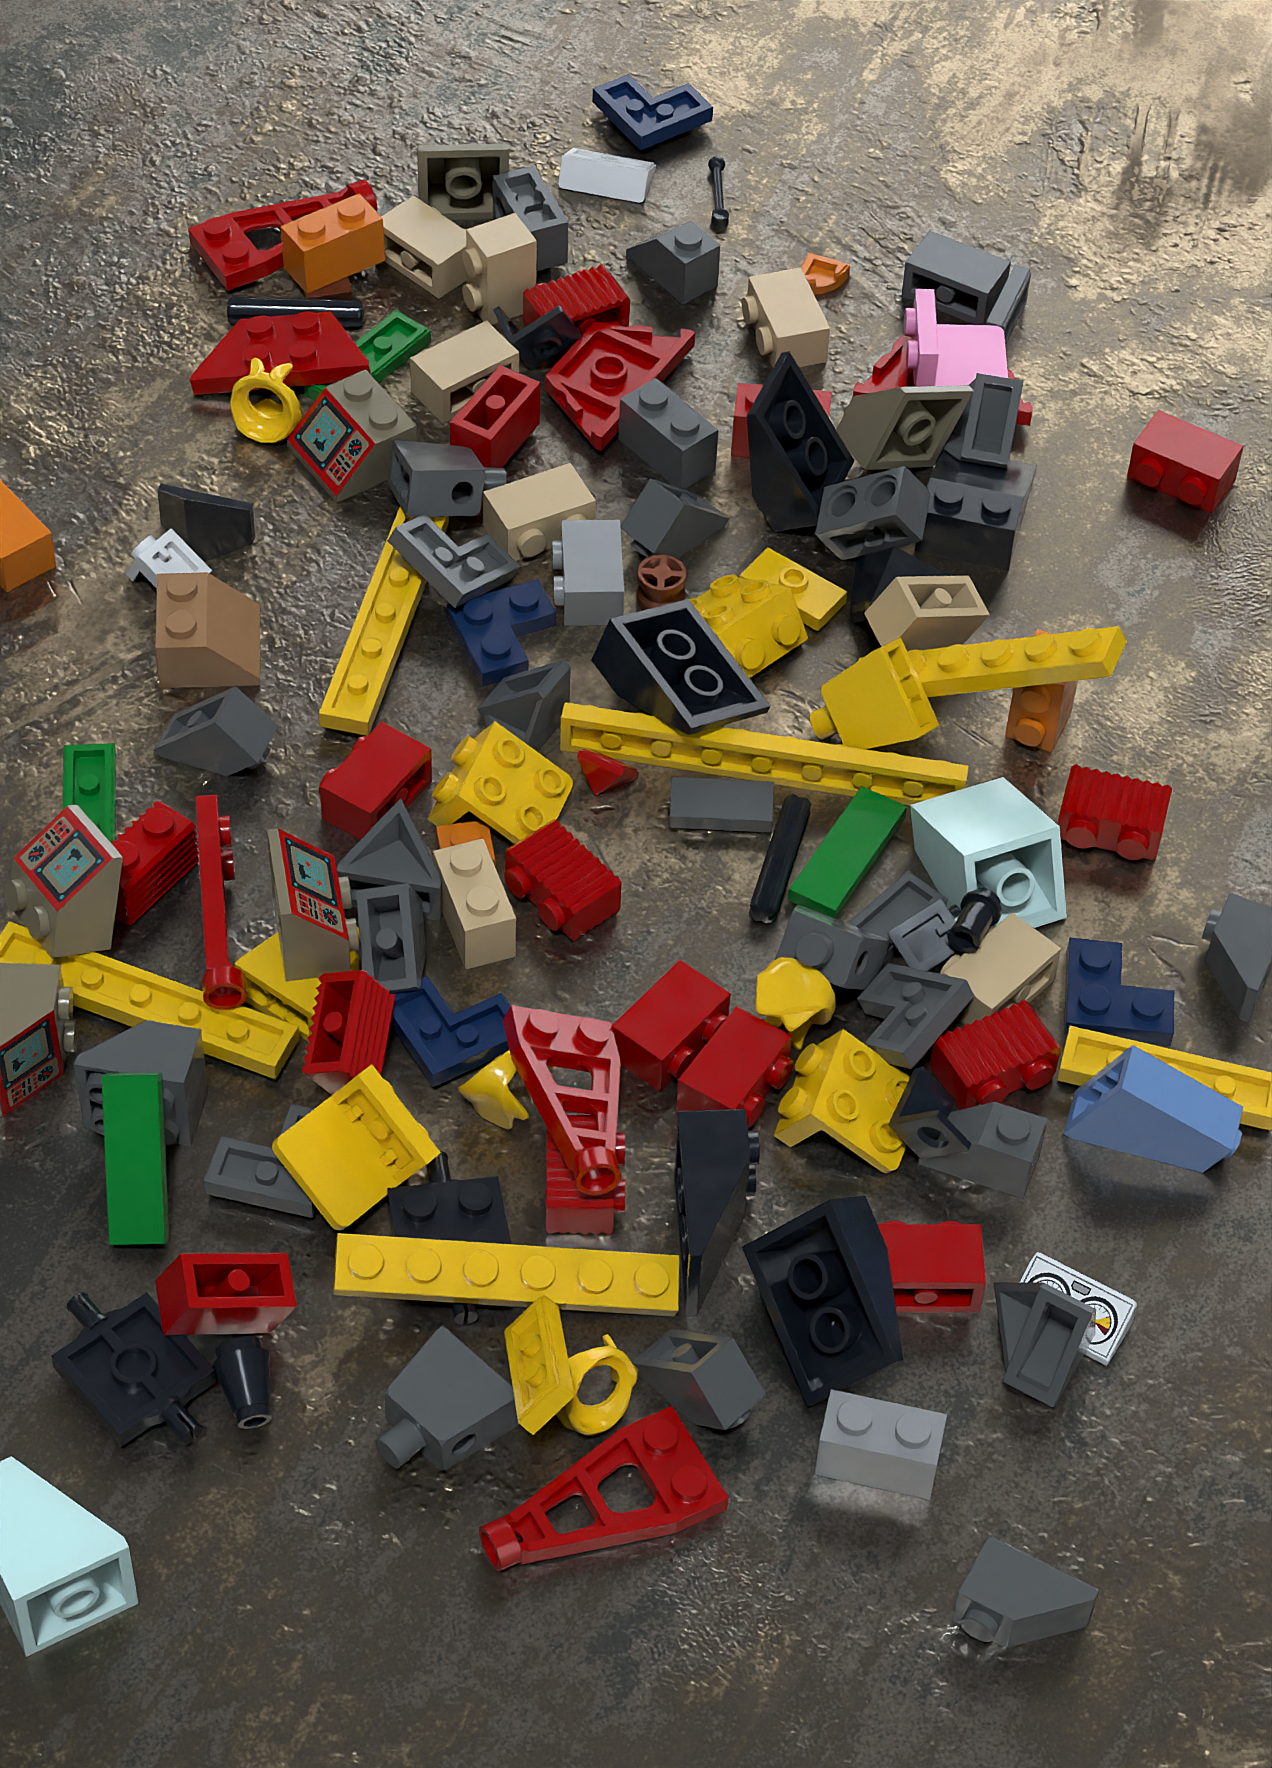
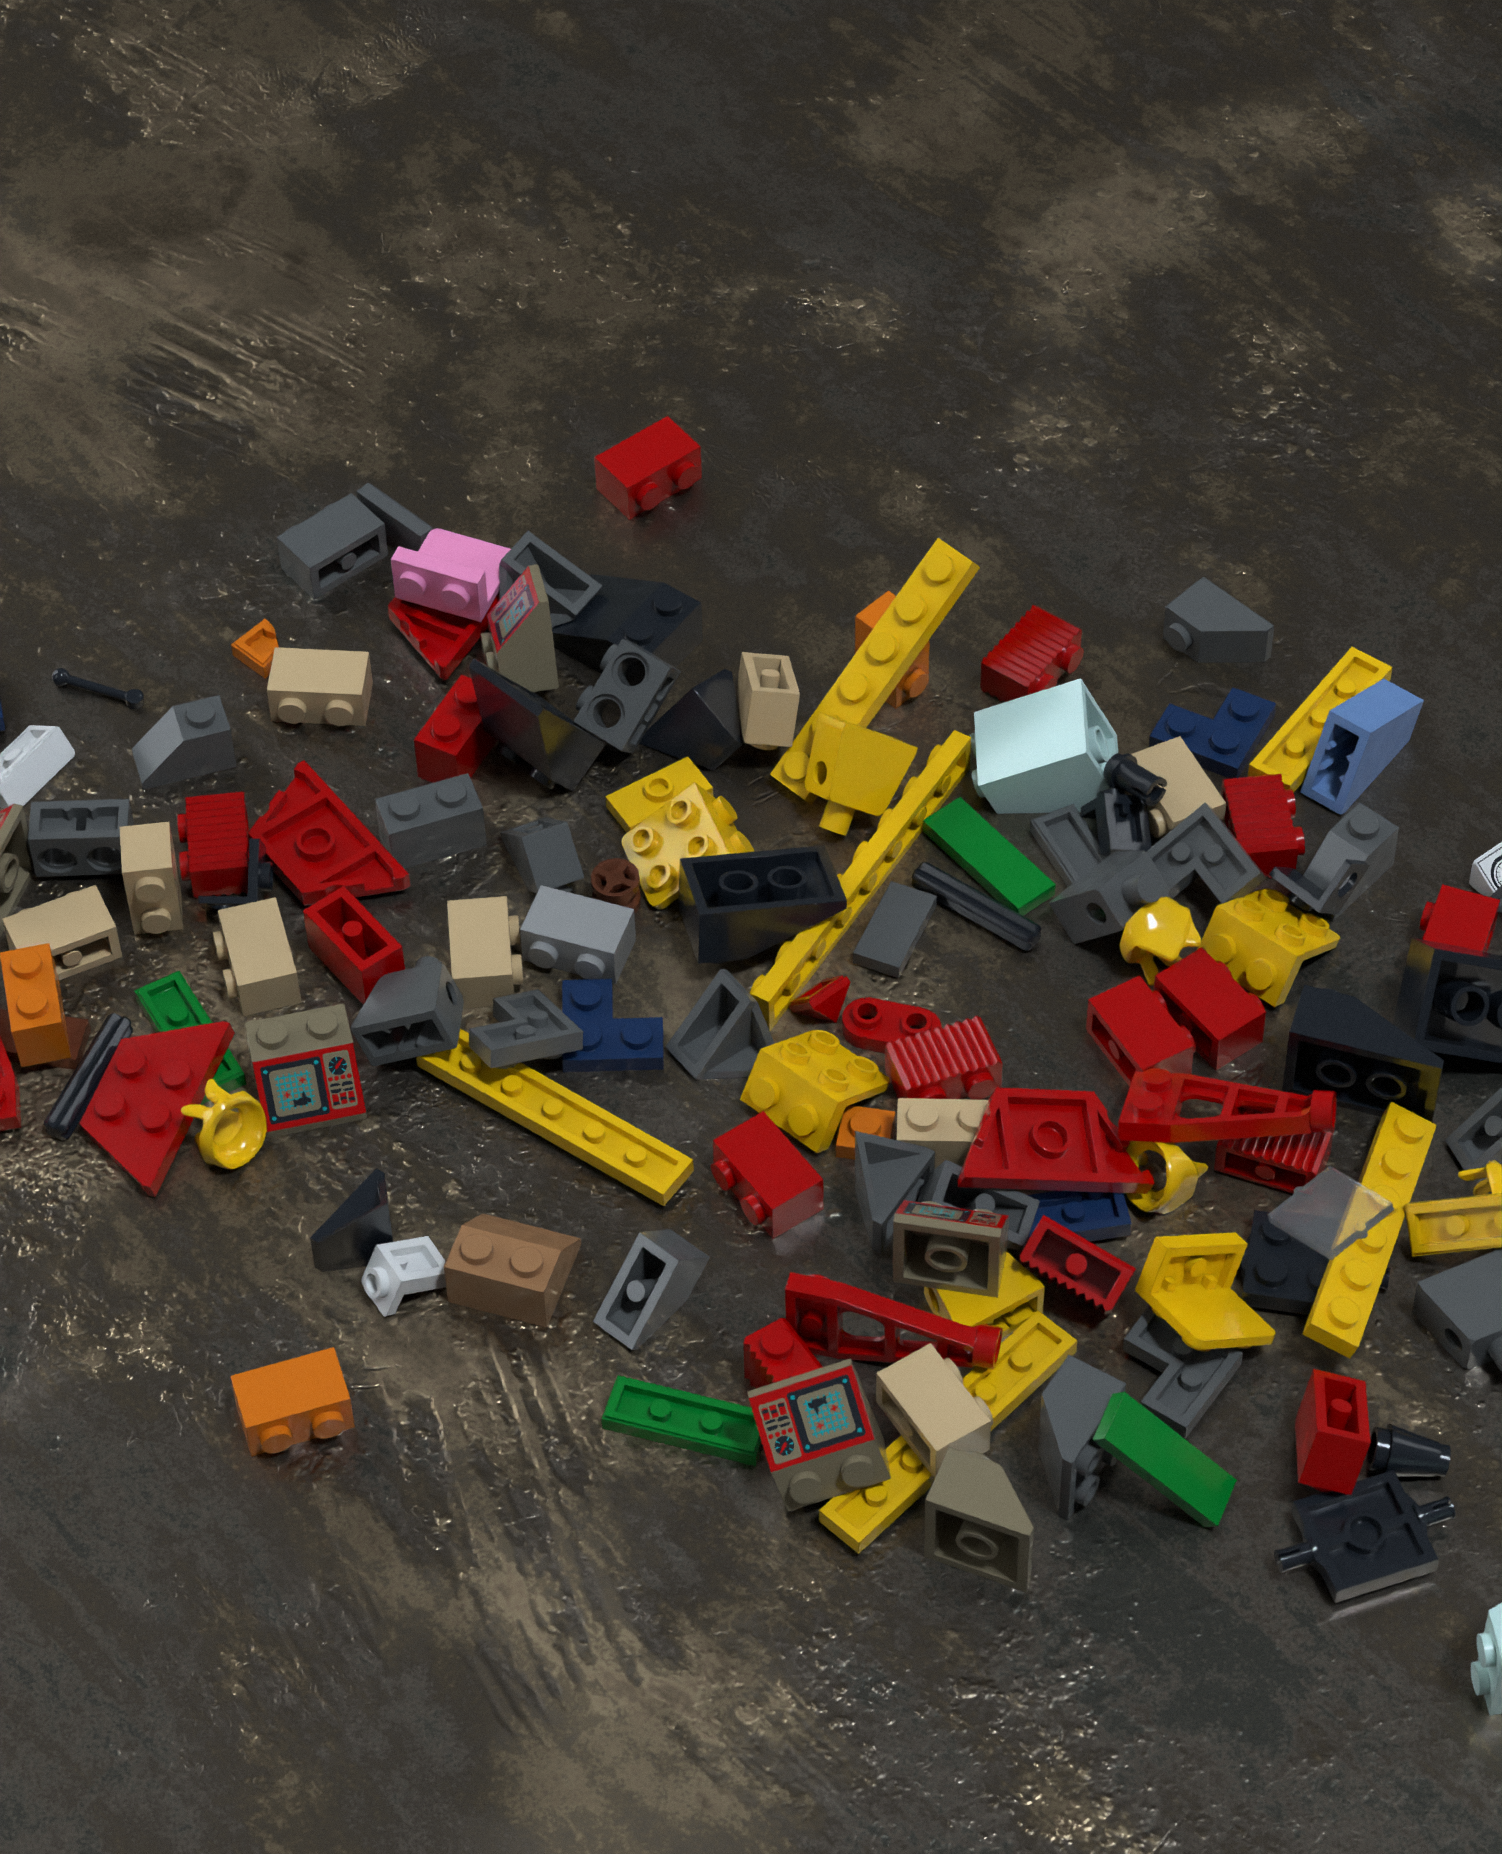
camera: 65 degrees left, 0 degrees up
(131, 964) = (932, 1407): none -> tan brick
(473, 964) = (1050, 1144): none -> red wing
(495, 1225) = (1330, 1212): none -> clear piece
(602, 824) = (888, 1022): none -> red plate

